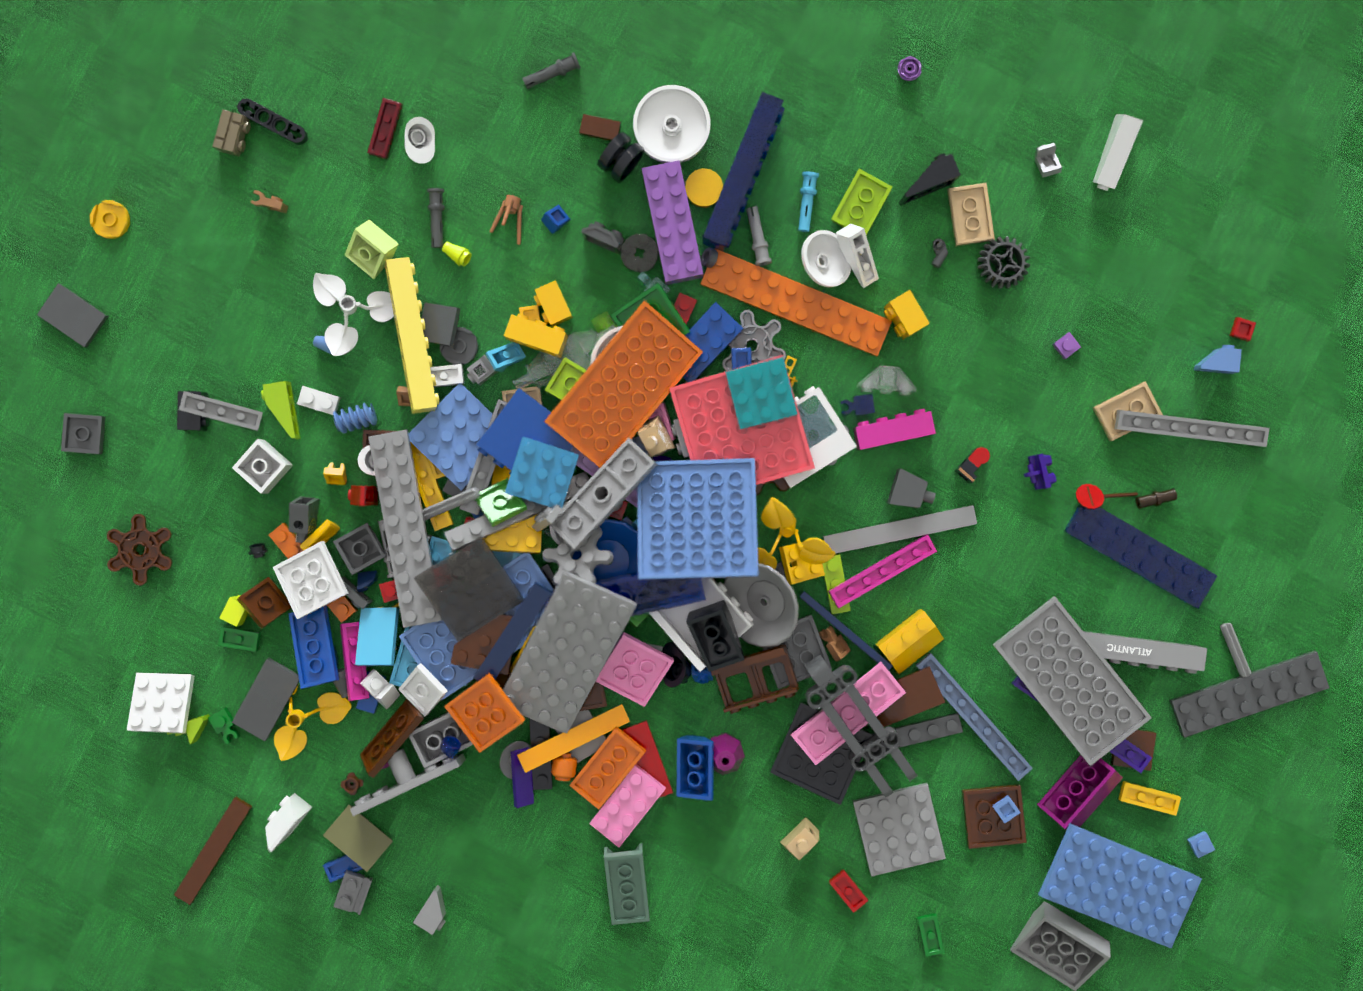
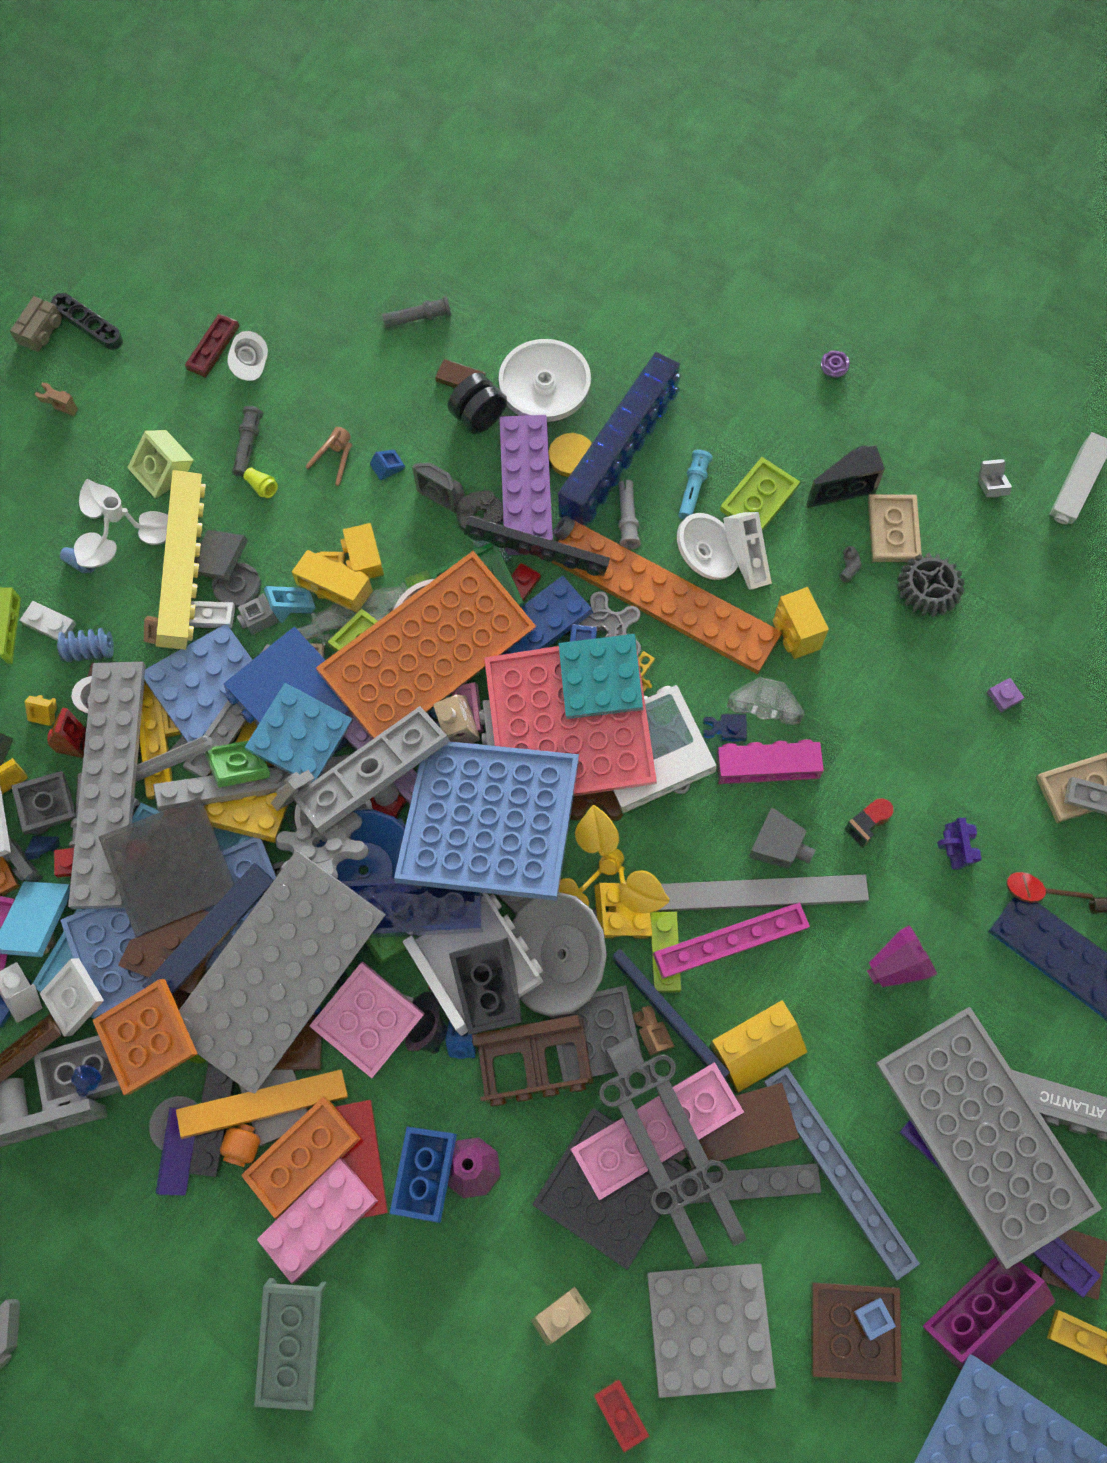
camera: 15 degrees right, 20 degrees down
(686, 284) = (534, 545): none -> black plate
(1005, 567) = (901, 961): none -> magenta cone

